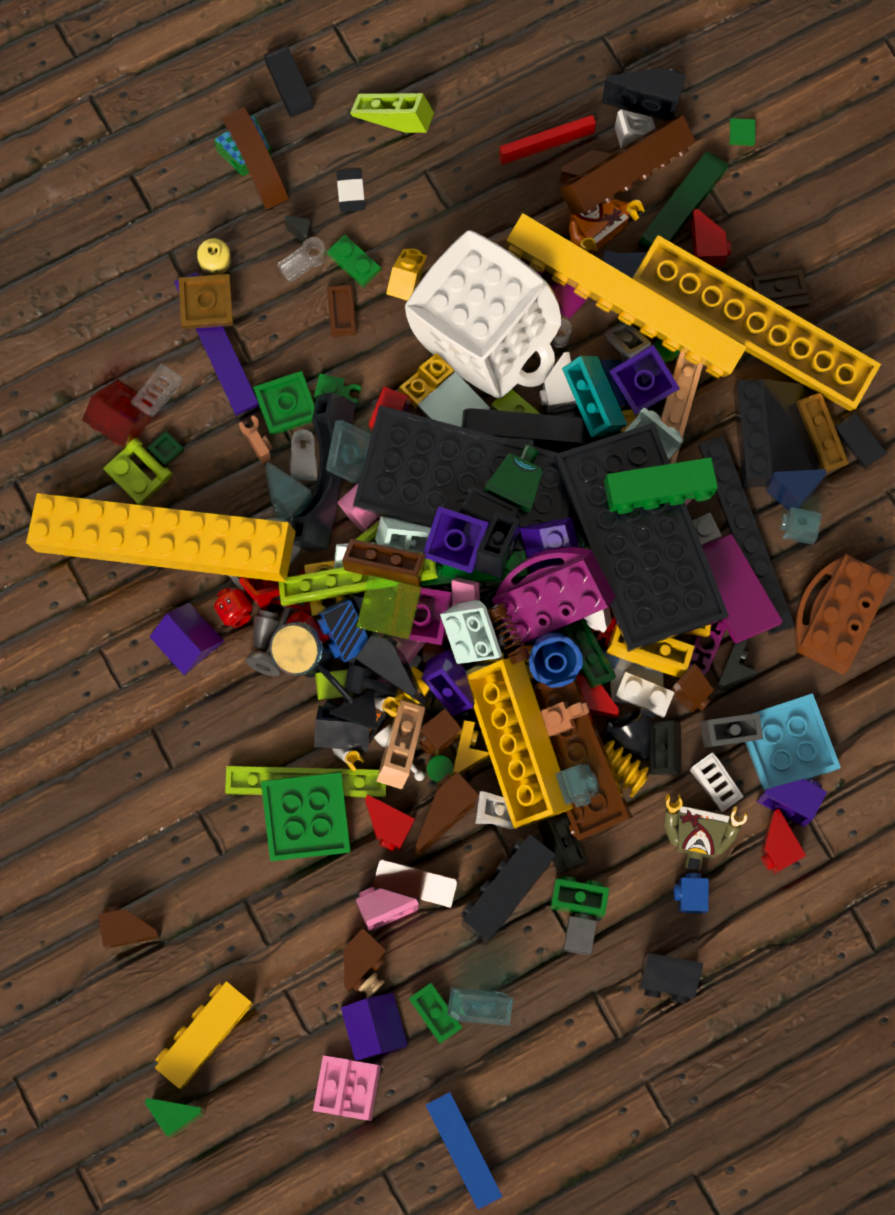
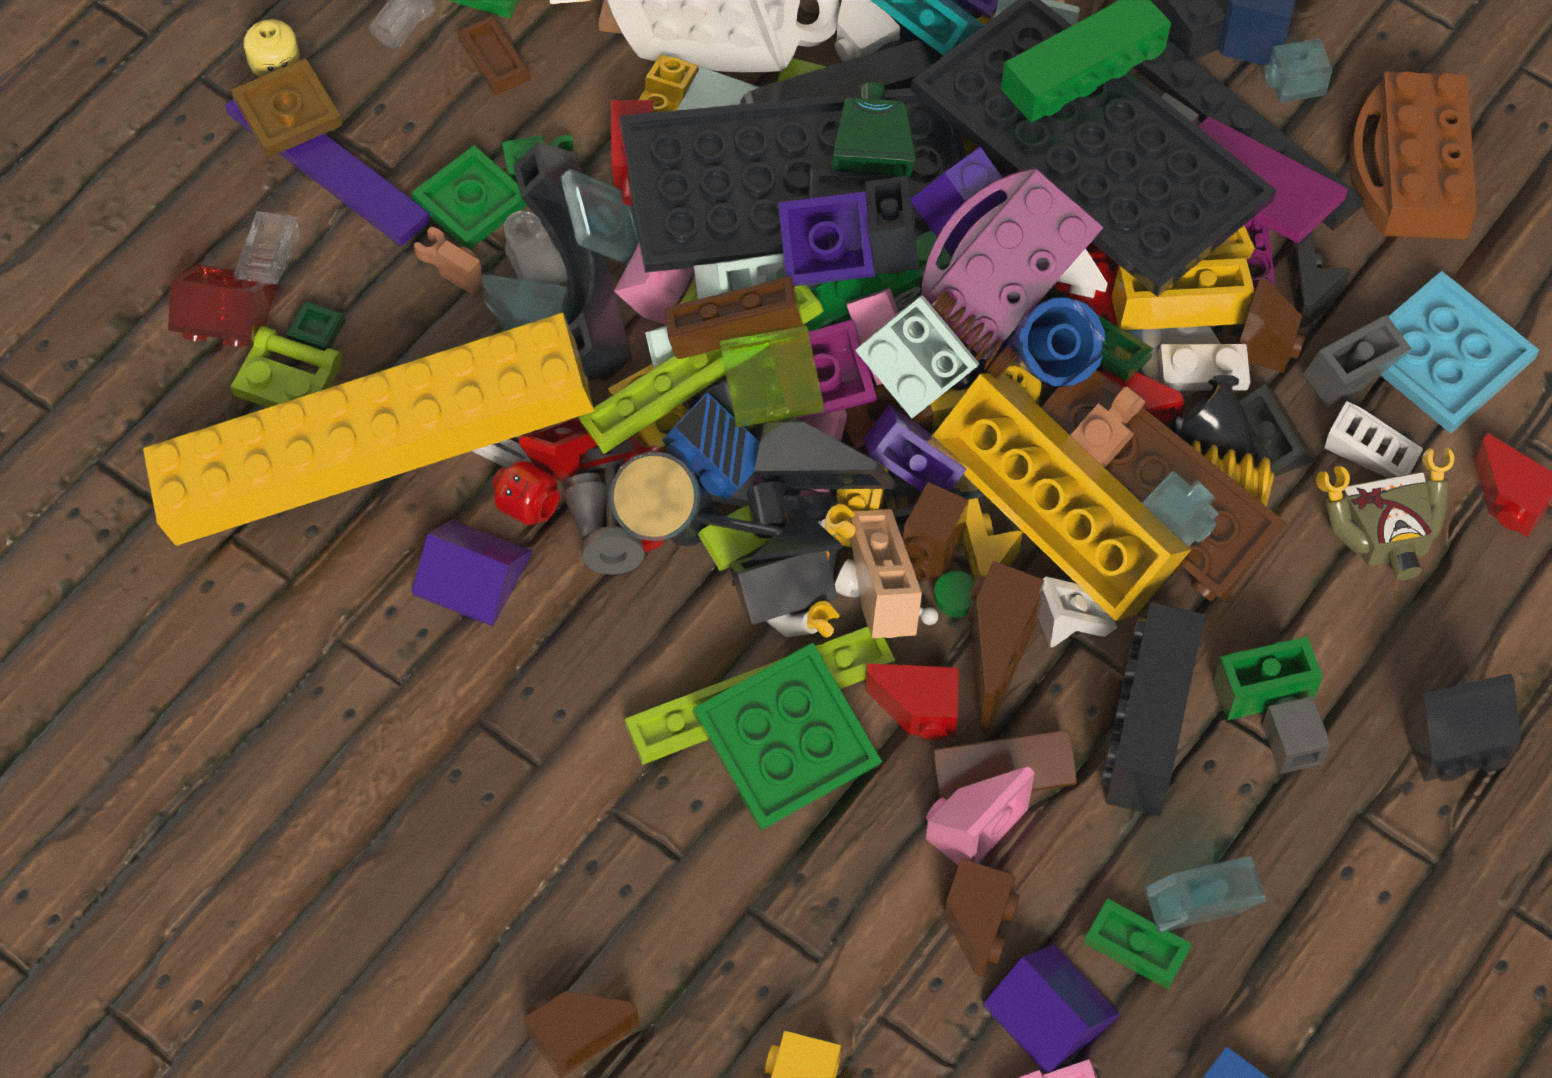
camera: 20 degrees left, 15 degrees down
(371, 985) = (1016, 943): tan bush -> none
(562, 843) = (1219, 631): pearl dark grey slope -> none
(692, 894) = (1430, 607): blue brick -> none
(796, 800) = (1507, 405): dark purple slope -> none

